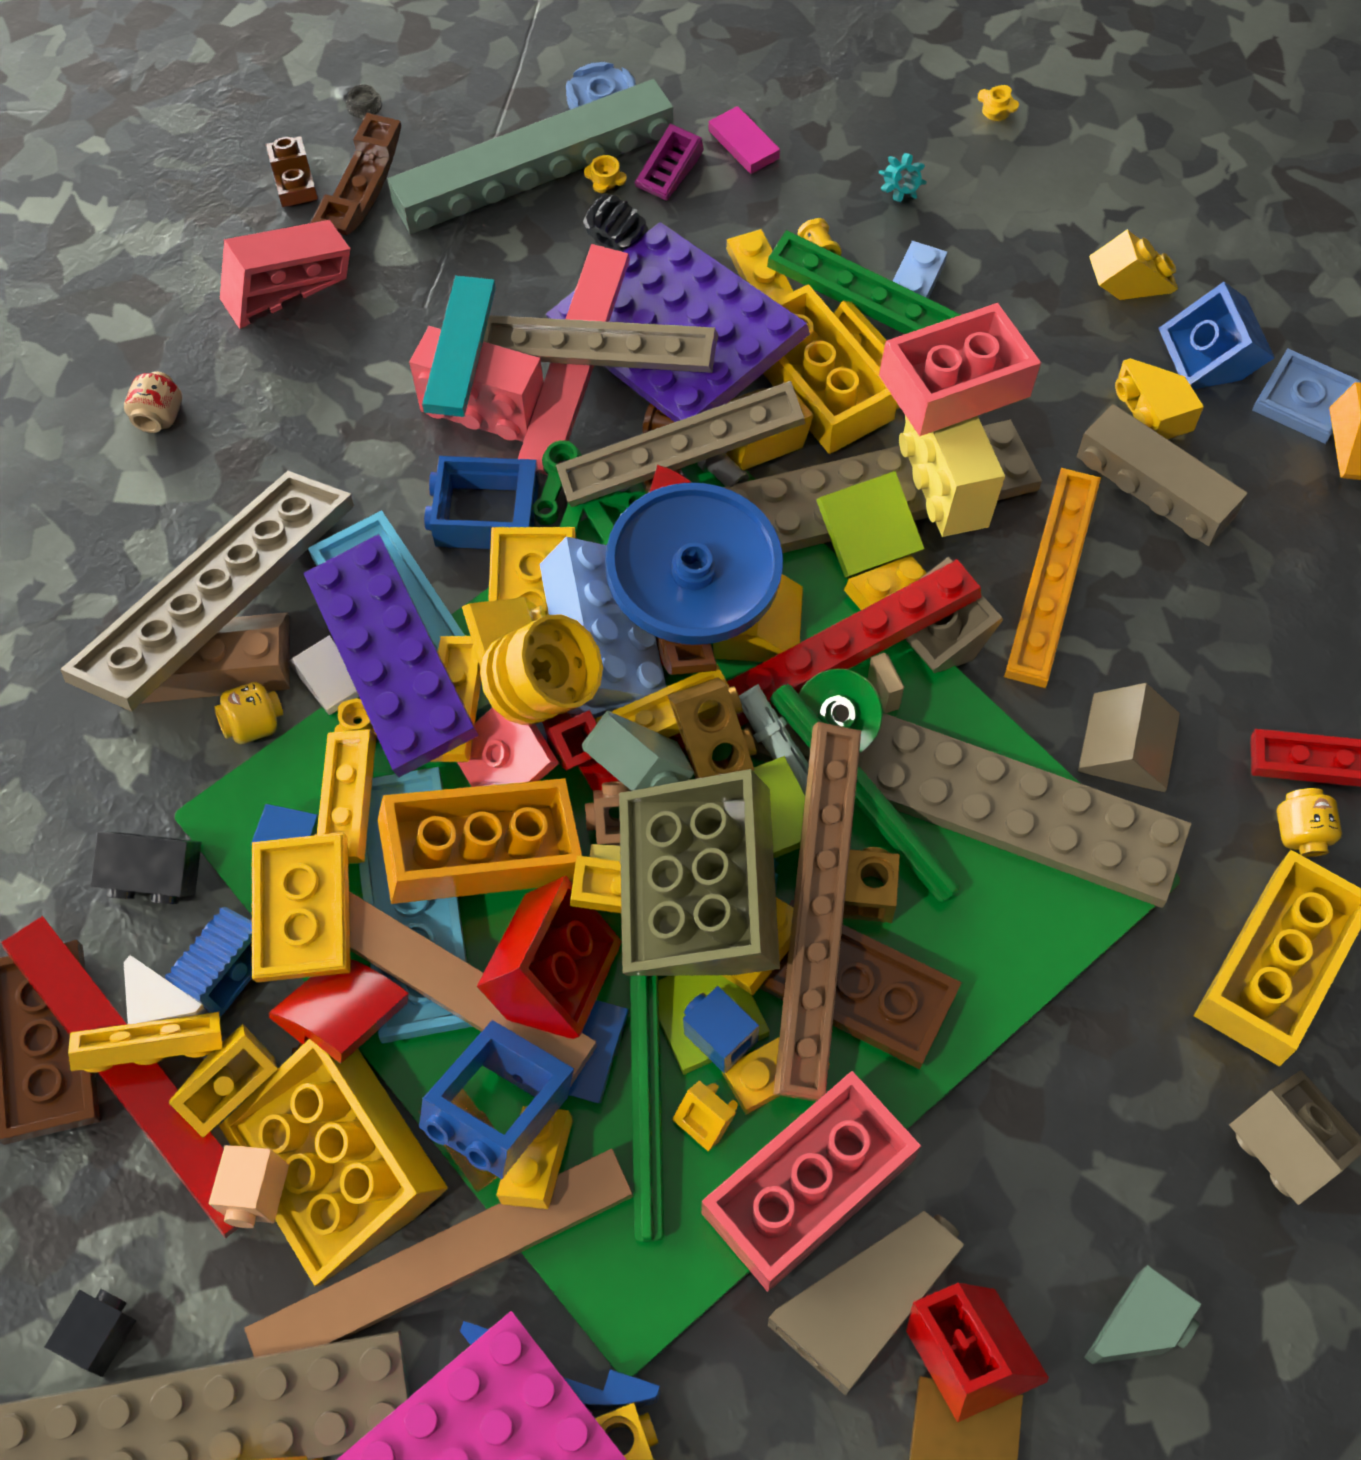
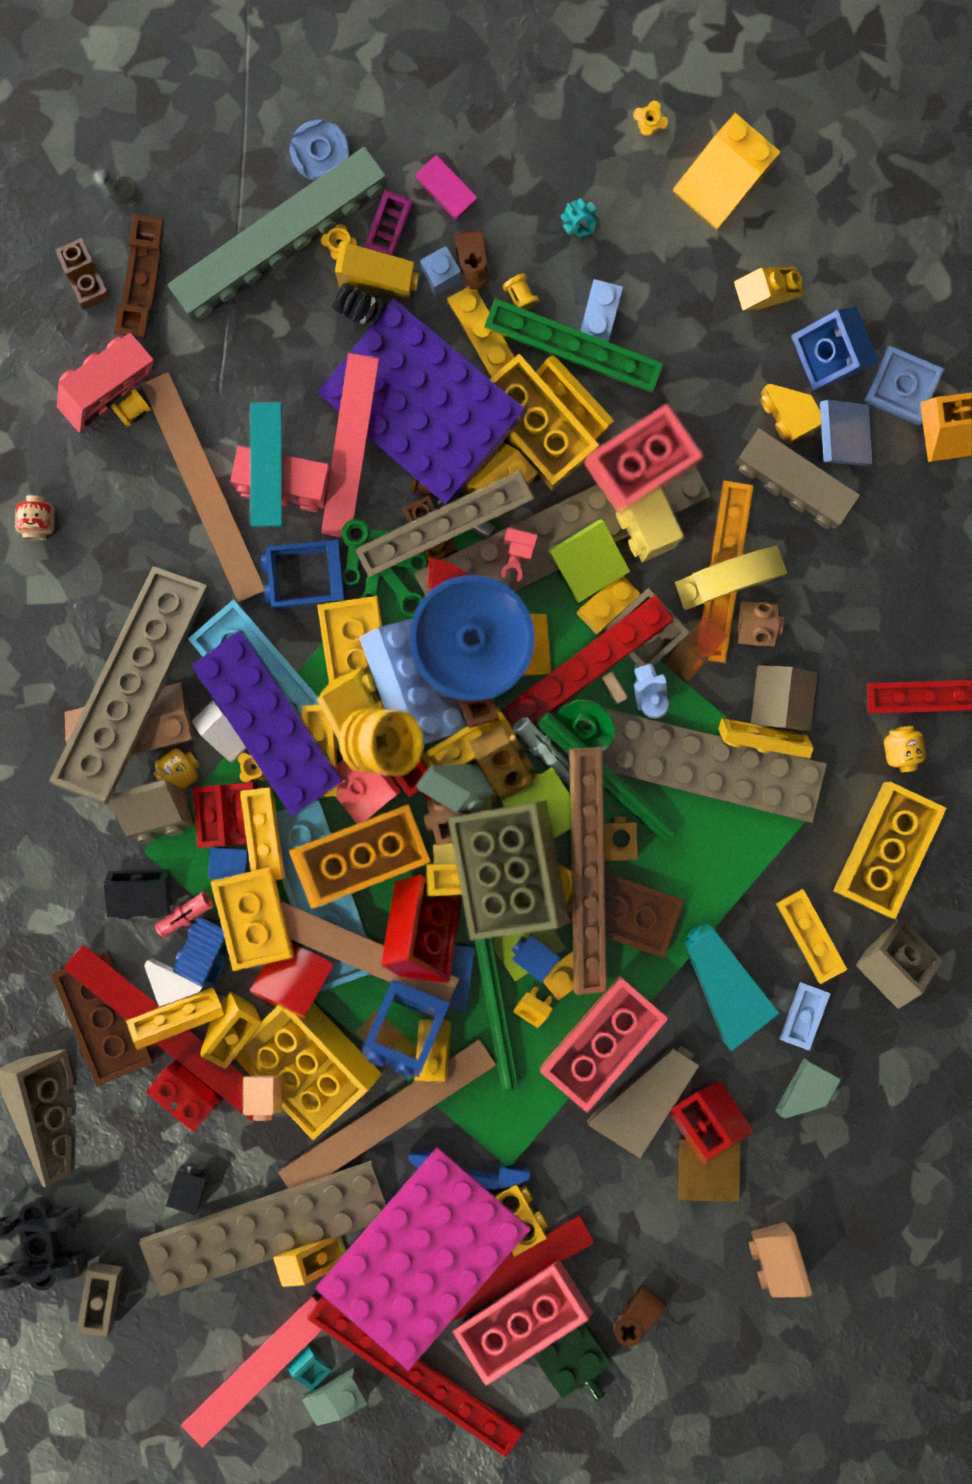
camera: 10 degrees left, 25 degrees up
(127, 1163) = (190, 1093): none -> red window
(197, 746) = (152, 811): none -> dark tan slope
(204, 905) = (169, 923): none -> coral pin
(289, 773) = (220, 814): none -> red slope
(309, 302) = (130, 407): none -> yellow bush
(379, 403) = (203, 487): none -> medium nougat tile
(607, 342) = (371, 443): dark tan plate -> none
(644, 188) = (375, 271): none -> yellow slope
(723, 208) = (440, 270): none -> medium blue brick
(764, 201) = (472, 258): none -> reddish brown piece
(778, 487) = (520, 549): none -> coral piece
(938, 683) = (650, 692): none -> light blue hips
(1006, 654) = (696, 649): none -> clear orange slope
(1021, 1131) = (730, 992): none -> teal slope
(1060, 562) = (730, 577): none -> light yellow arch
(1089, 153) = (726, 171): none -> yellow slope
(1092, 621) = (759, 624): none -> medium nougat brick
(1099, 779) = (765, 738): none -> yellow plate
(1142, 1199) = (804, 1016): none -> light blue plate
(1158, 1076) = (811, 936): none -> yellow plate
(1229, 427) = (846, 433): none -> medium blue tile

